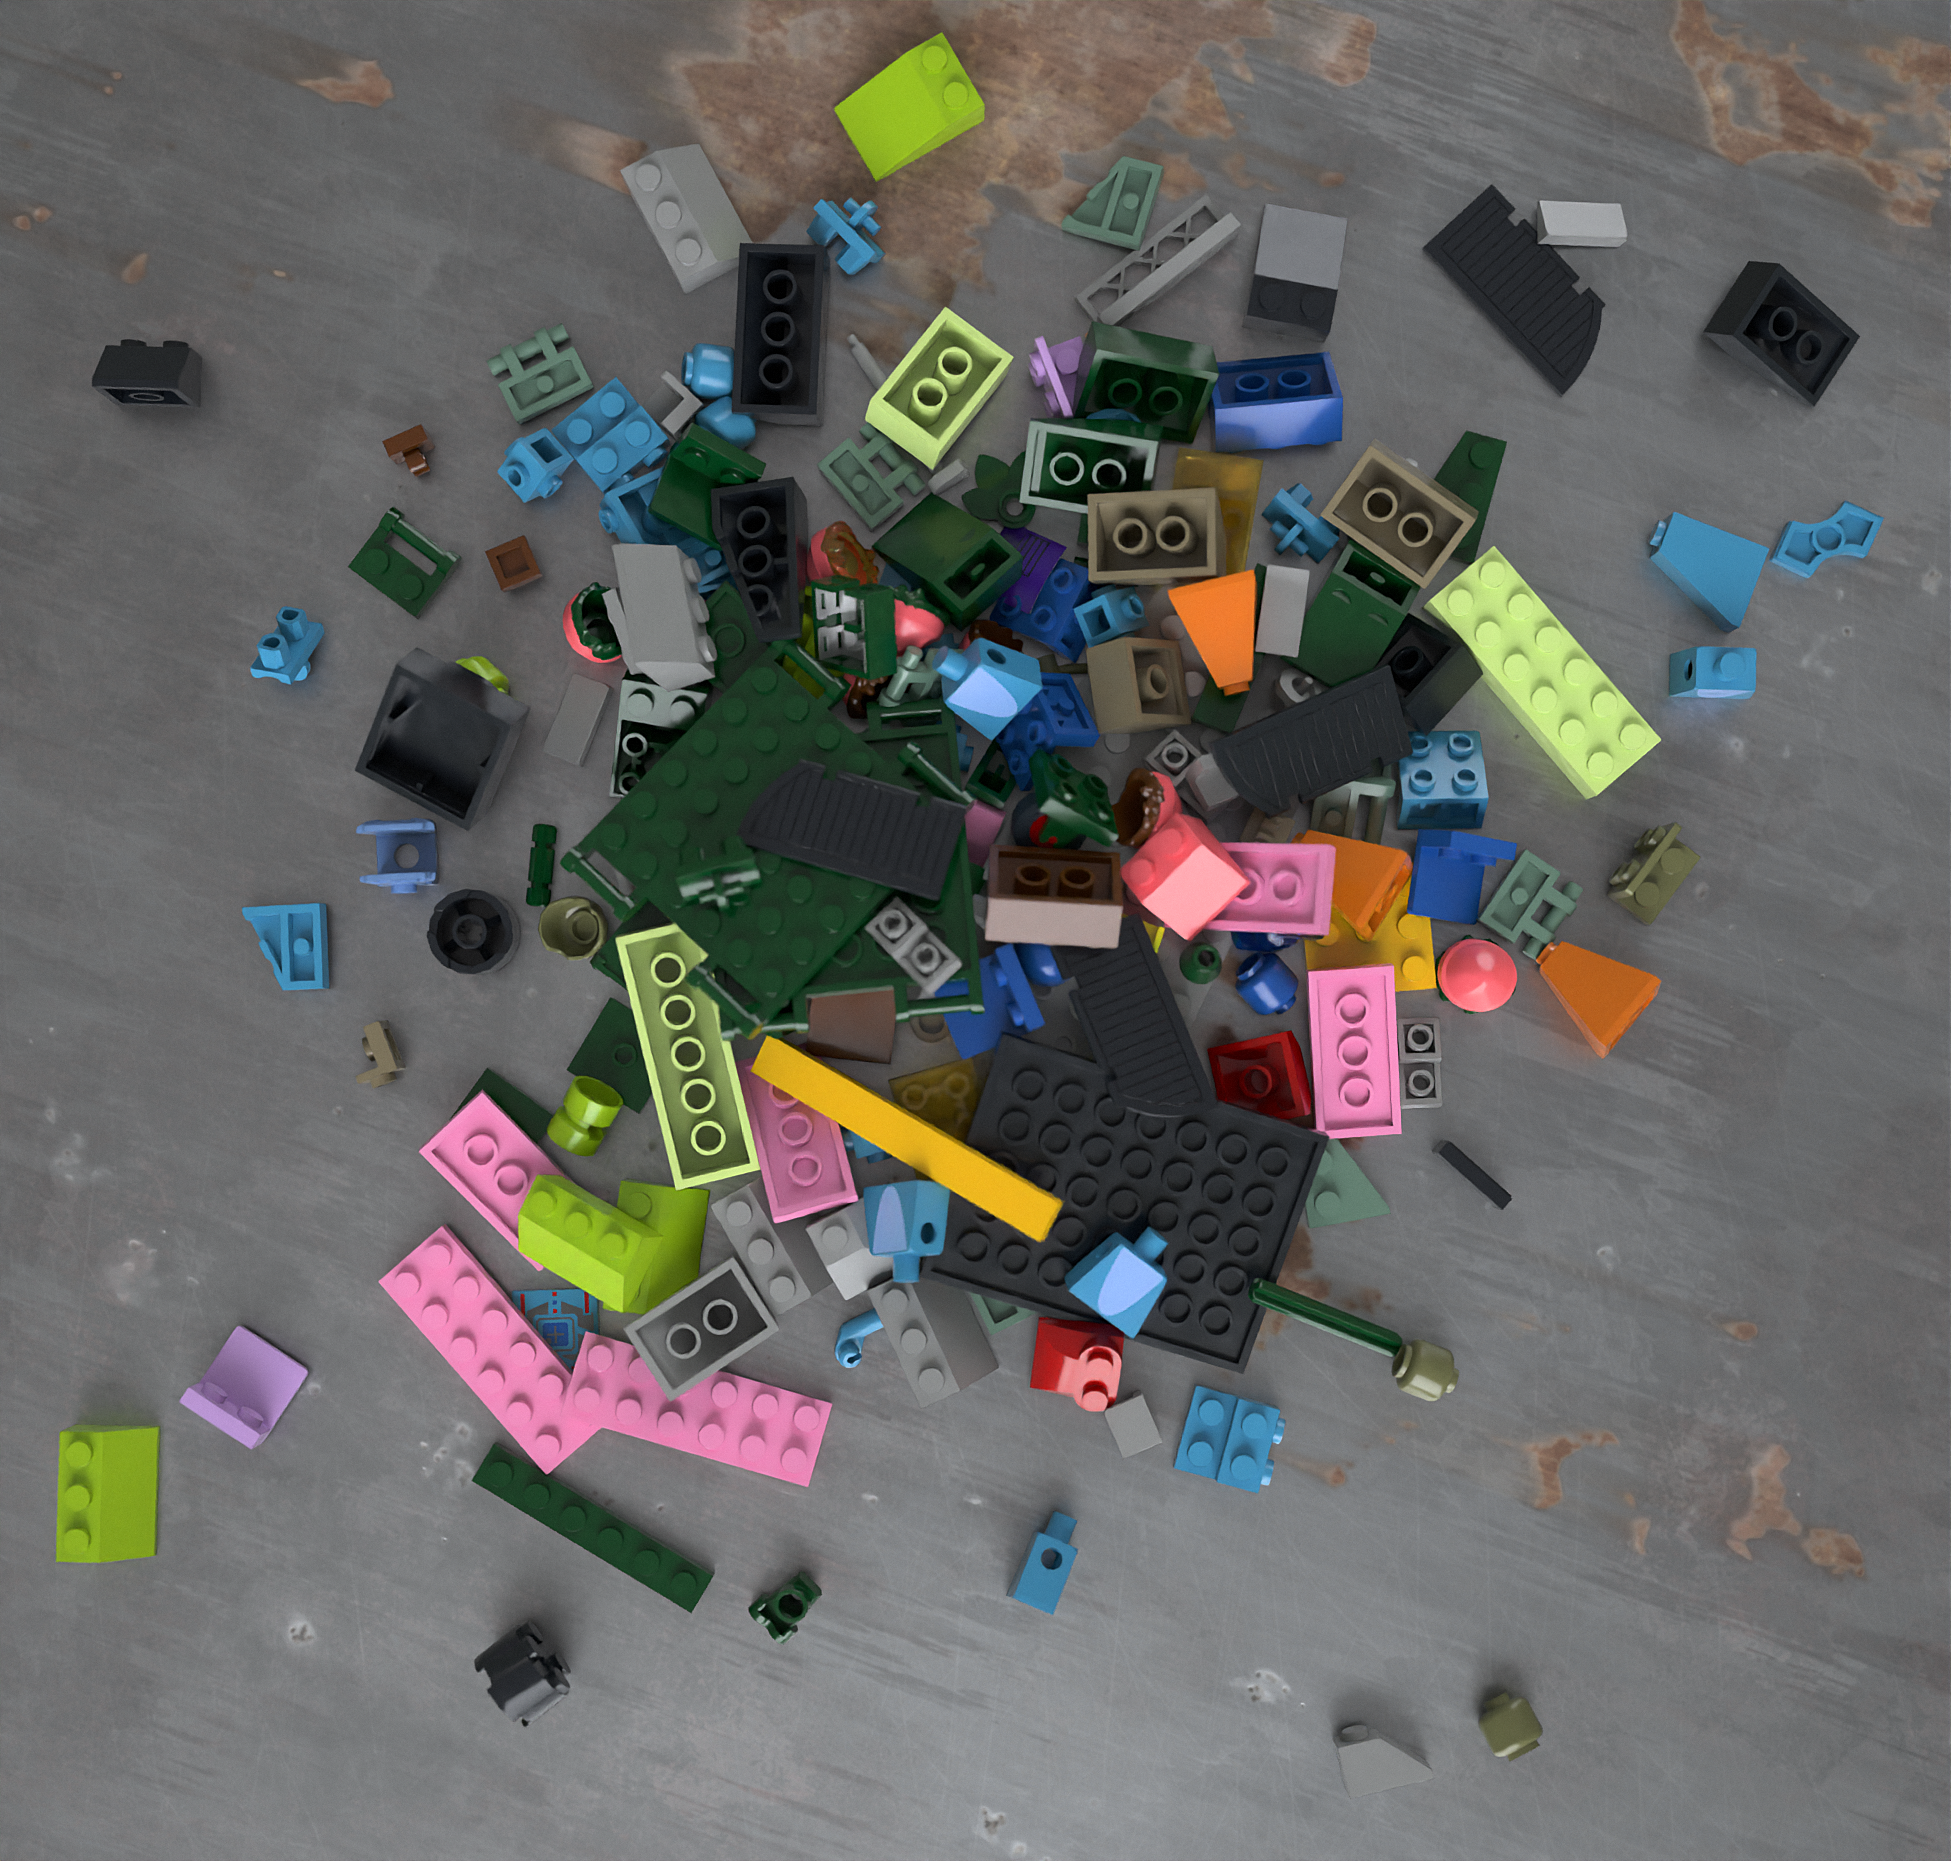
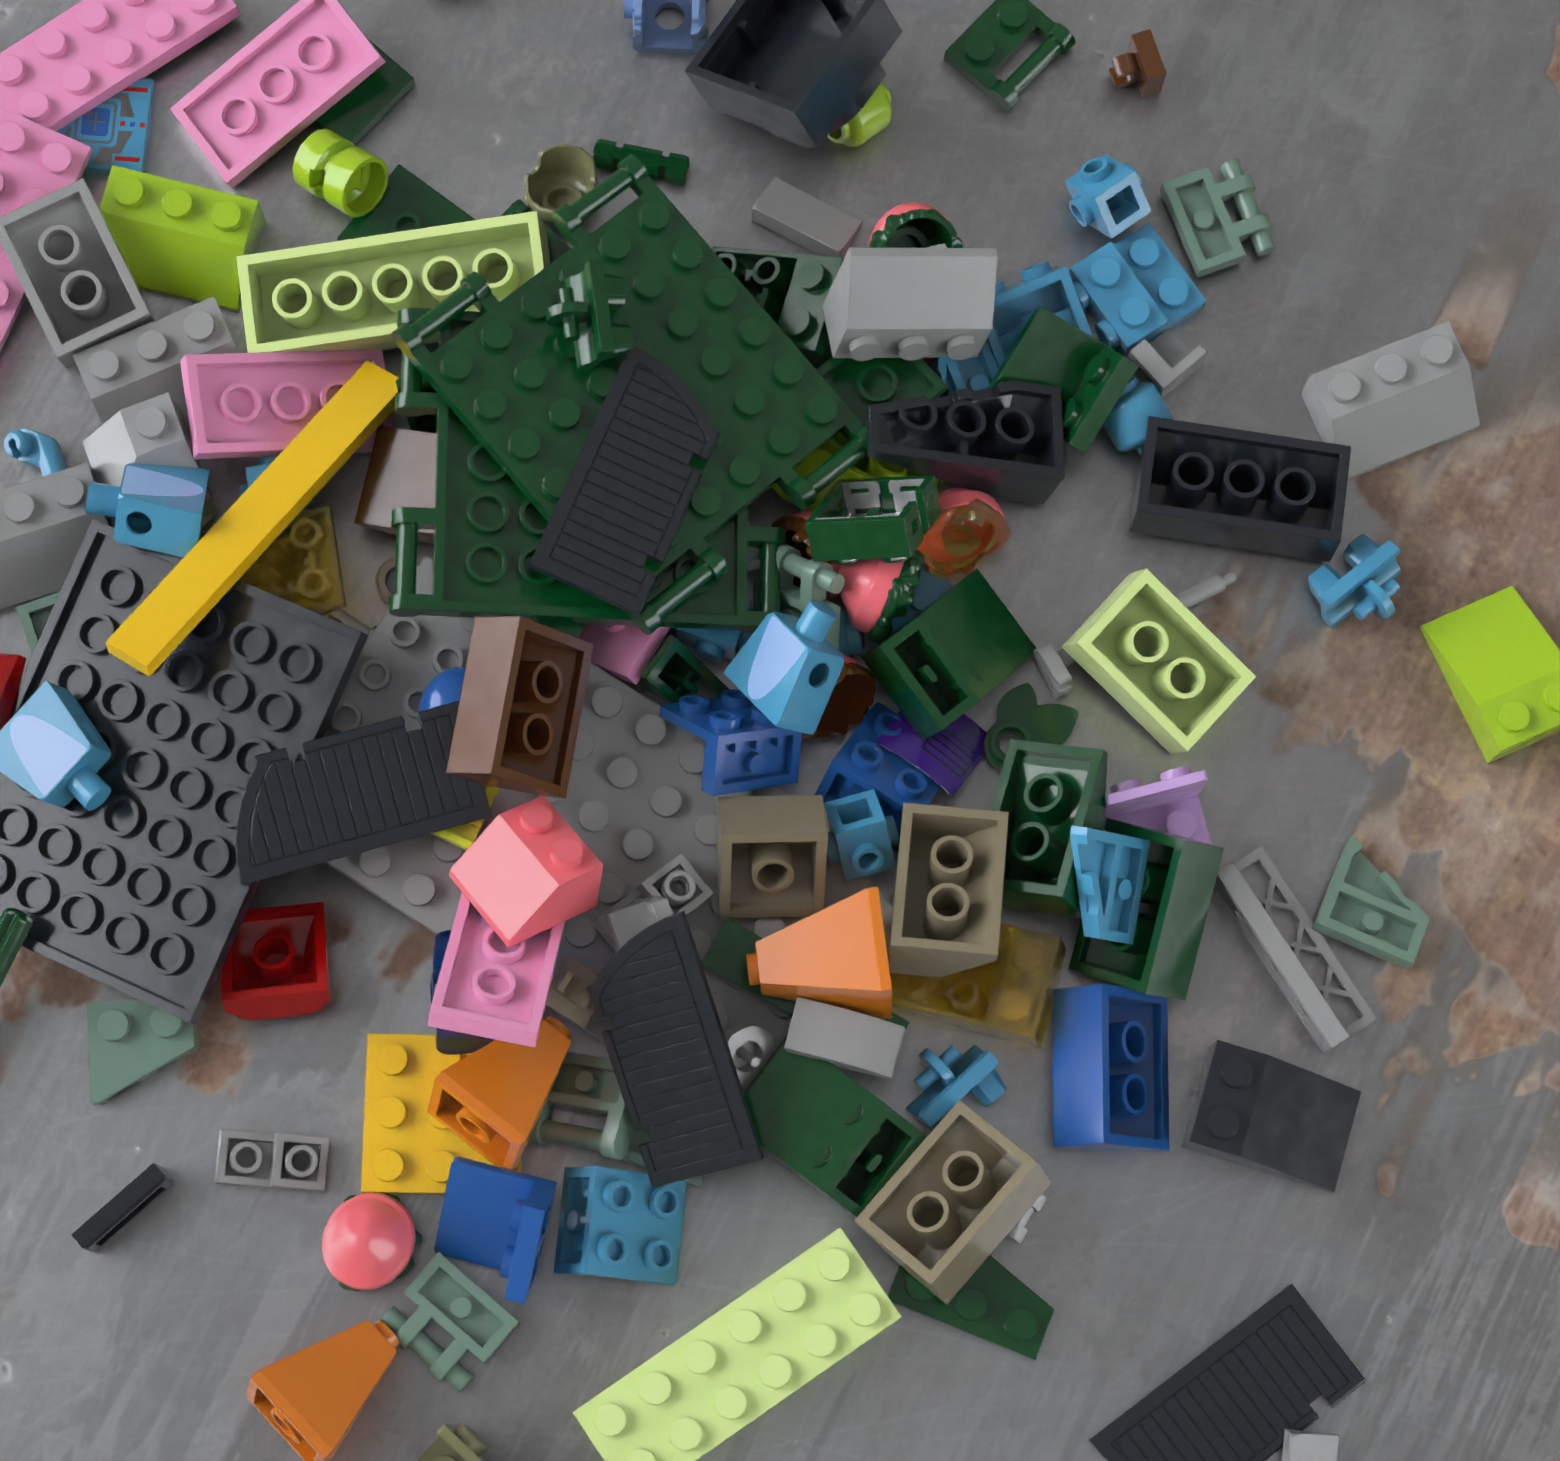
camera: 100 degrees right, 10 degrees down
(449, 925) = (573, 100): black brick -> none
(514, 563) = (994, 162): reddish brown tile -> none
(585, 1240) = (195, 152): lime slope -> none
(708, 371) = (1204, 400): dark azure head -> none
(862, 484) = (1052, 568): sand green plate -> none
(913, 946) = (479, 535): light grey slope -> none
(1007, 1005) = (402, 646): blue bracket -> none
(1049, 664) = (811, 764): olive hand -> none
(1062, 807) = (630, 741): dark green plate -> none
(1134, 408) = (1108, 881): none -> dark azure wing
(1144, 807) = (620, 842): reddish brown hair -> none
(1193, 970) = (423, 904): dark green cone -> none
(1266, 983) = (392, 981): blue head -> none
(1354, 1050) = (295, 1076): bright pink plate -> none
(1428, 672) = (753, 1216): black slope -> none

